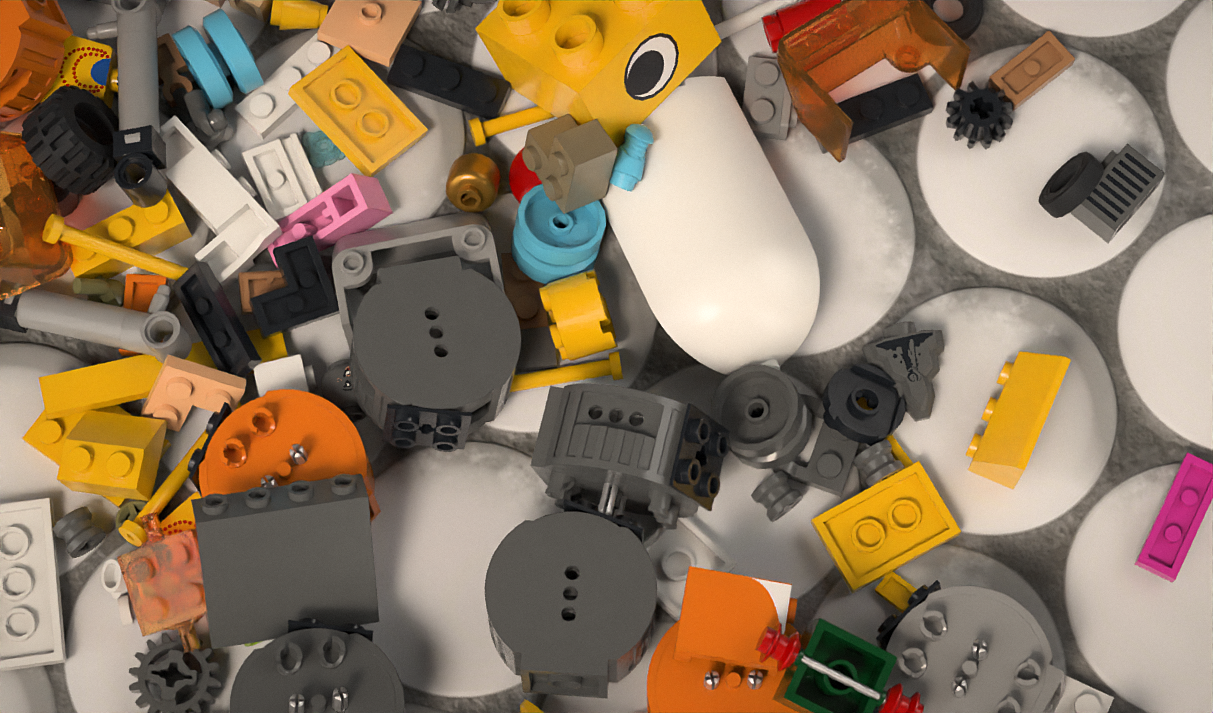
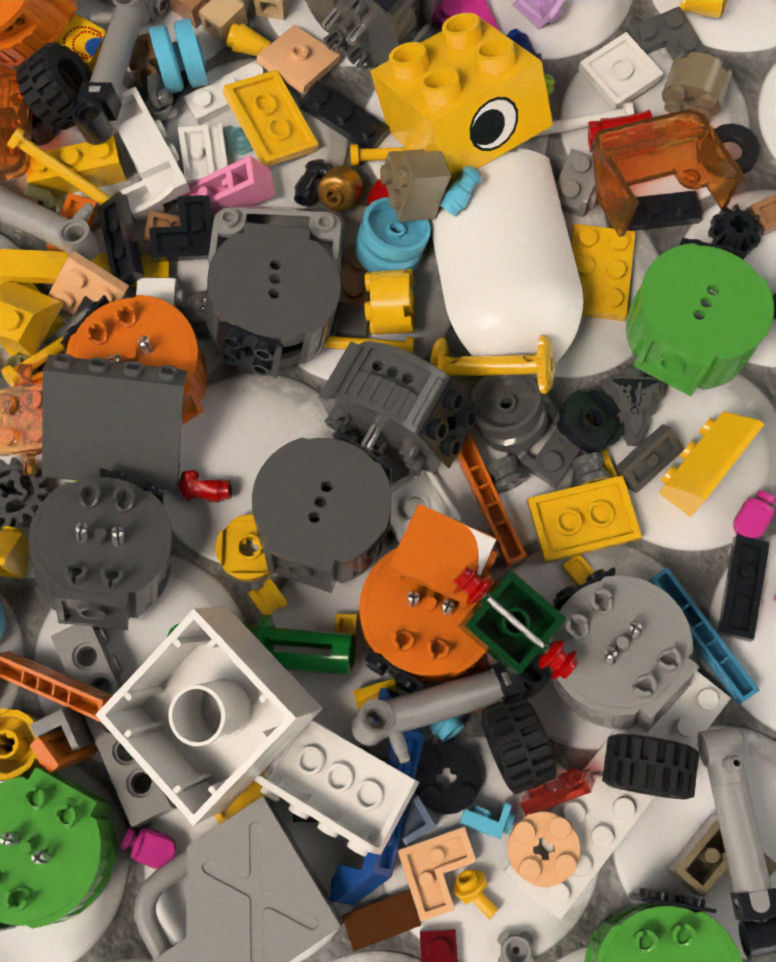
camera: 15 degrees right, 0 degrees up
(415, 611) = (204, 489): none -> red arm
(431, 180) = (308, 183): none -> black arm
(476, 690) = (233, 560): none -> yellow plate
(770, 540) = (490, 504): none -> orange piece
(787, 354) = (540, 364): none -> yellow hose
(828, 204) = (603, 270): none -> yellow plate
(945, 431) = (649, 458): none -> dark grey plate
(960, 243) = (698, 316): none -> bright green piece
(1067, 634) = (708, 642): none -> dark azure piece
(1089, 470) = (754, 515): none -> dark pink arm
(1096, 561) = (743, 588): none -> black plate

